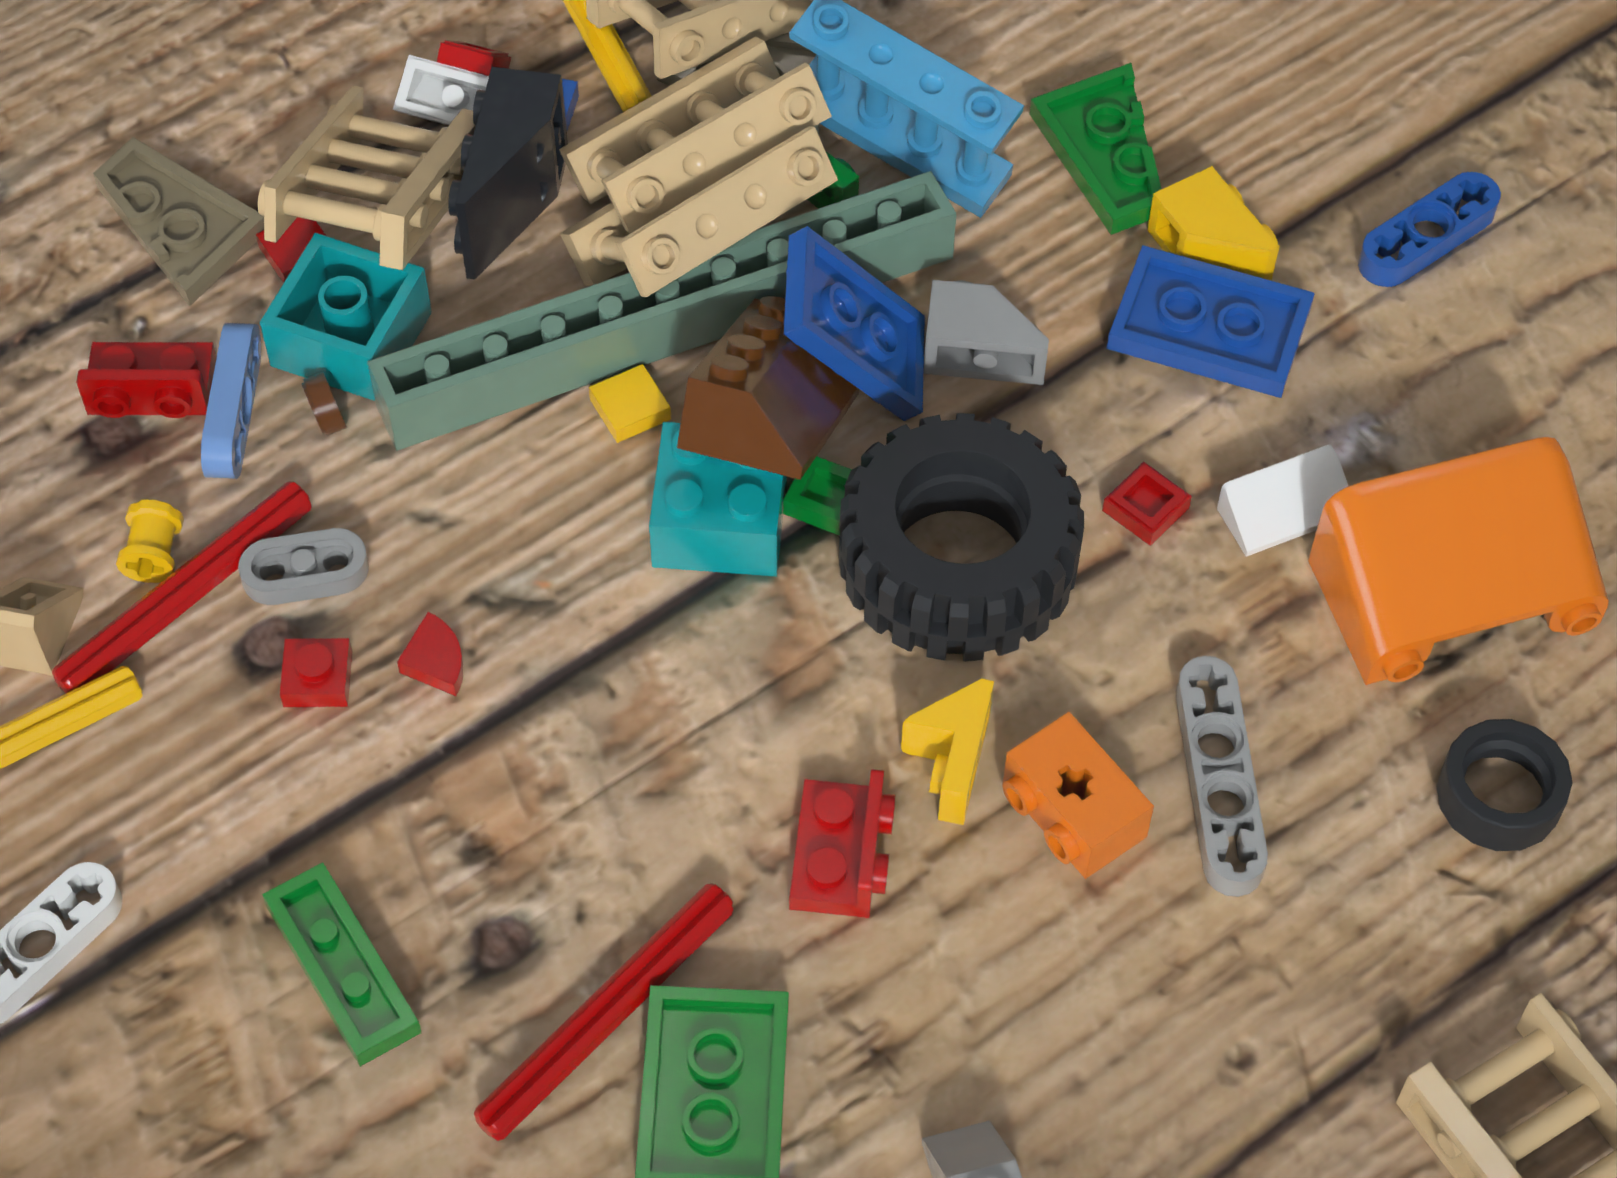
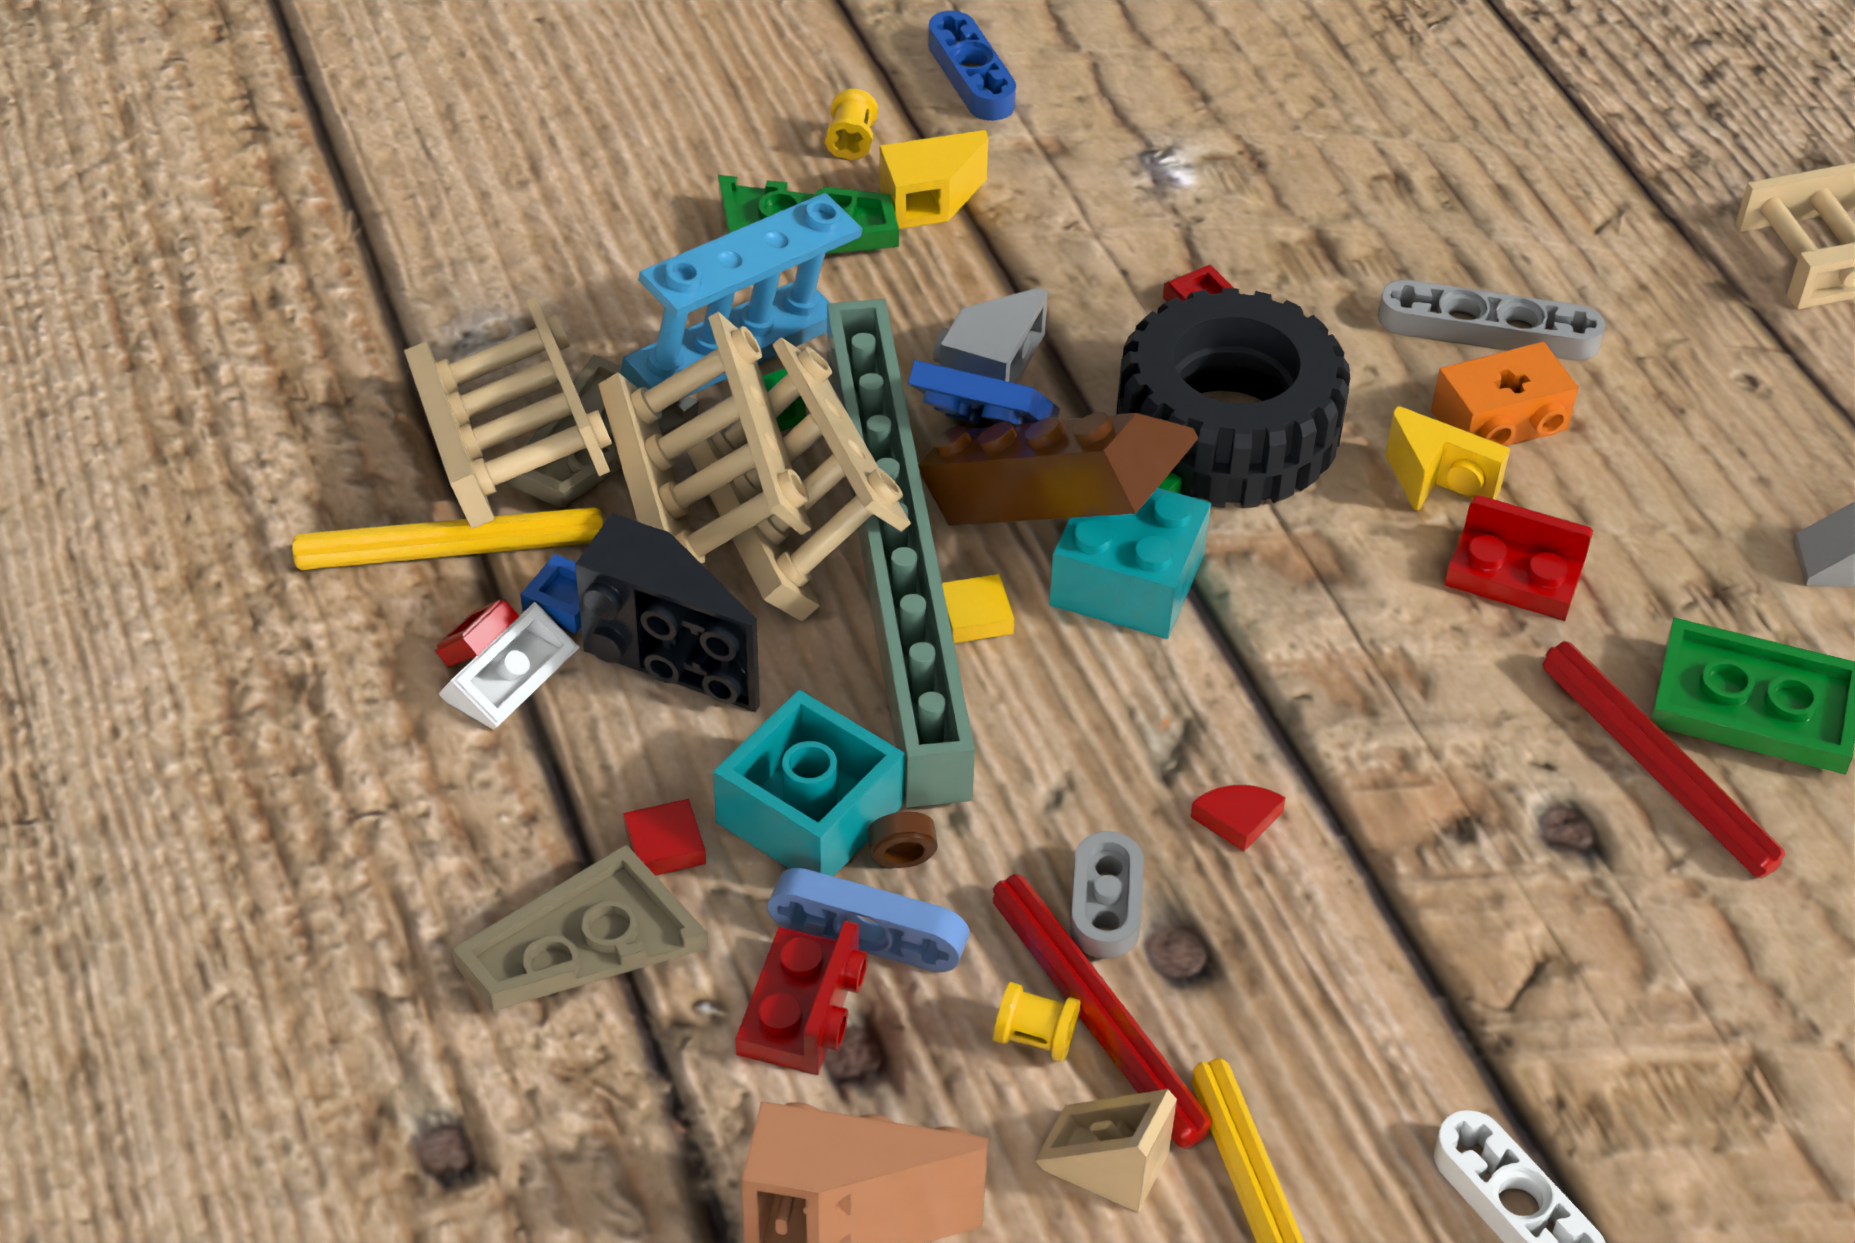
camera: 75 degrees left, 10 degrees down
(316, 672) = (1233, 913): red plate -> none
(342, 964) = (1587, 940): green plate -> none
(410, 206) = (640, 667): tan fence -> none
(1210, 321) = (1027, 206): blue plate -> none
(1268, 149) = (850, 130): none -> yellow bush
(1280, 499) = (1229, 215): white slope -> none
(1456, 555) = (1340, 130): orange windscreen -> none
(1519, 744) = (1538, 192): black tyre -> none

